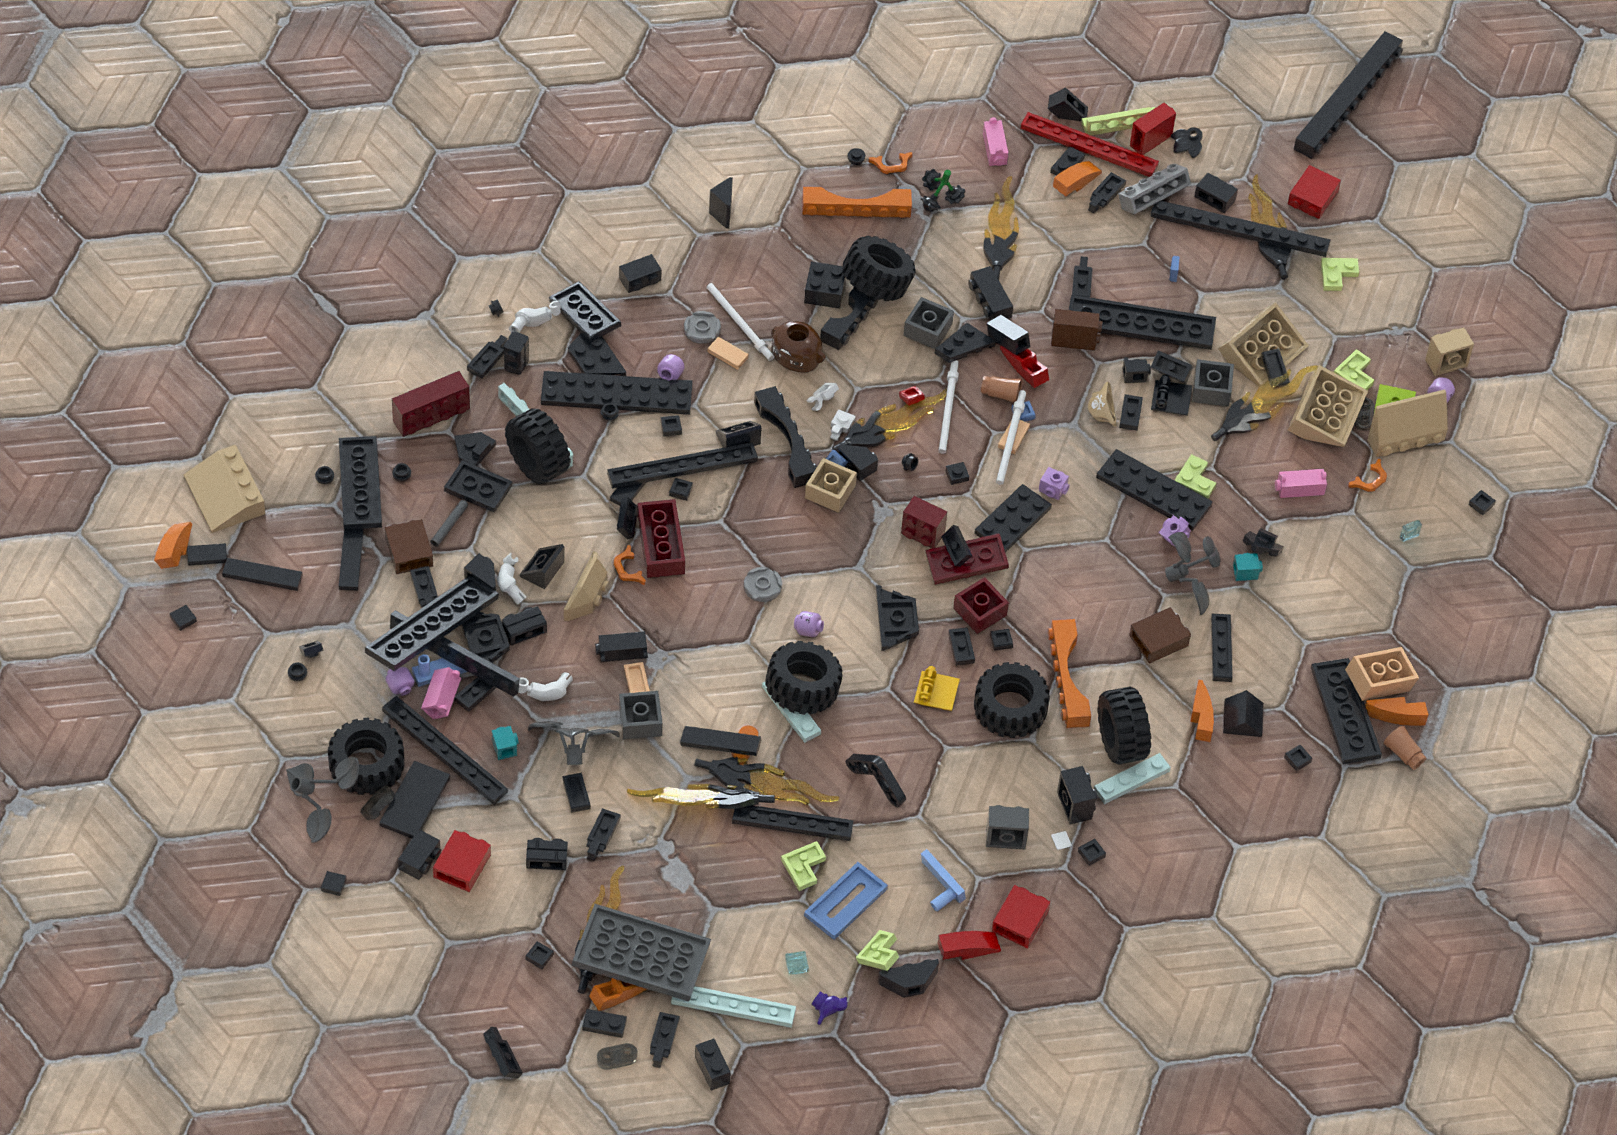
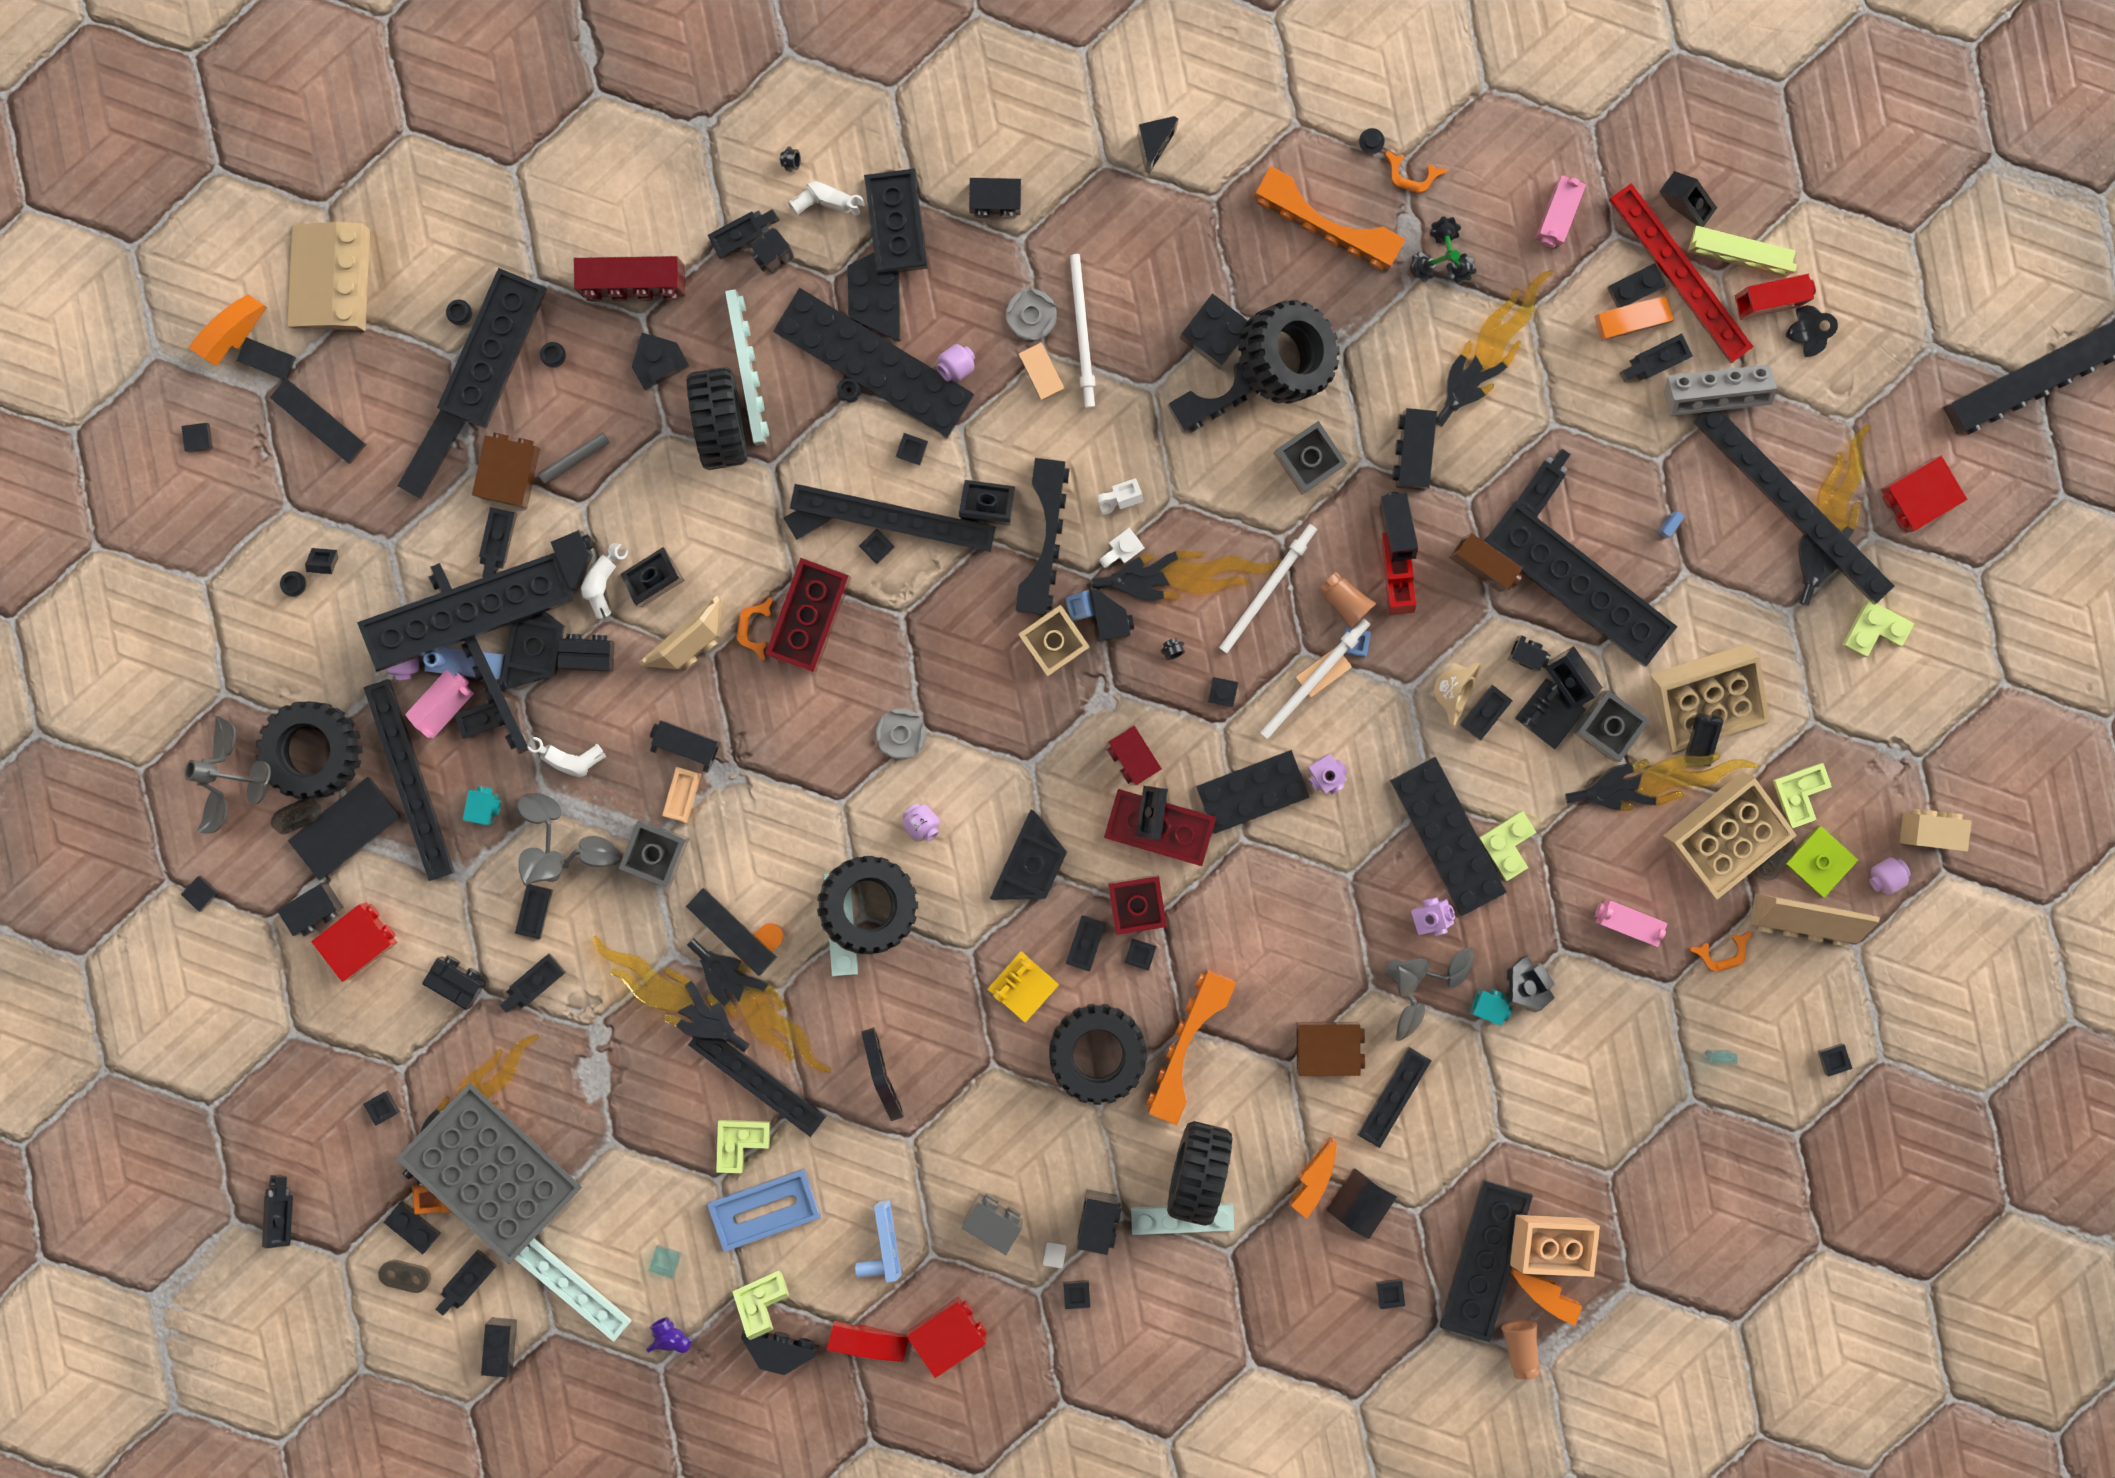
camera: 30 degrees right, 35 degrees up
(478, 486) = (633, 422): black plate -> none
(627, 518) = (786, 561): black plate -> none
(797, 346) = (1127, 433): reddish brown piece -> none
(911, 395) = (1231, 551): red tile -> none
(963, 342) = (1339, 506): black wing -> none
(1216, 192) = (1797, 432): black brick -> none

